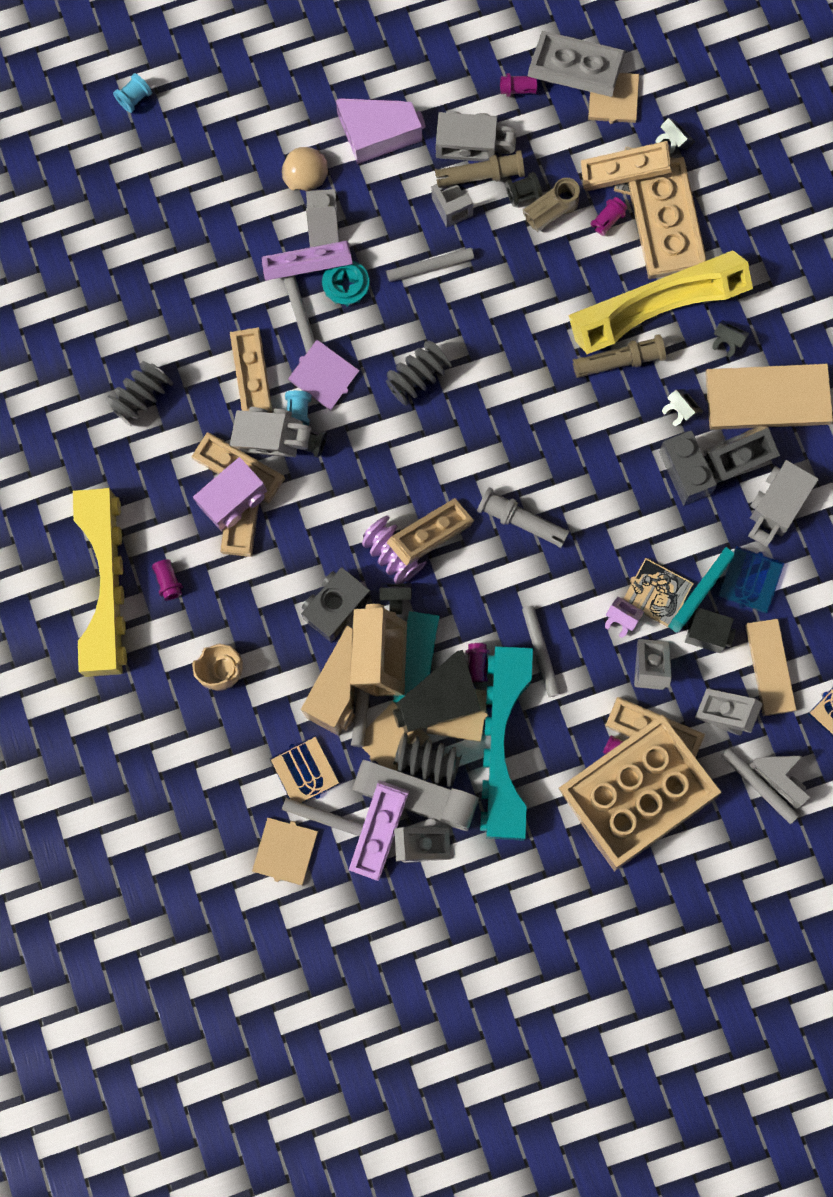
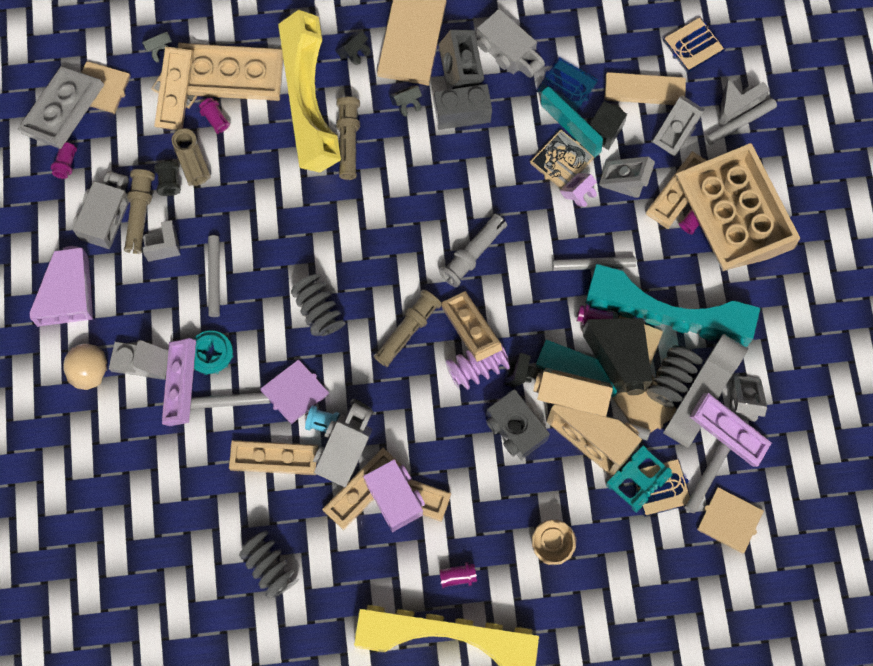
camera: 85 degrees left, 5 degrees down
(301, 752) = (646, 484): none -> teal piece
(430, 475) = (415, 318): none -> dark tan pin

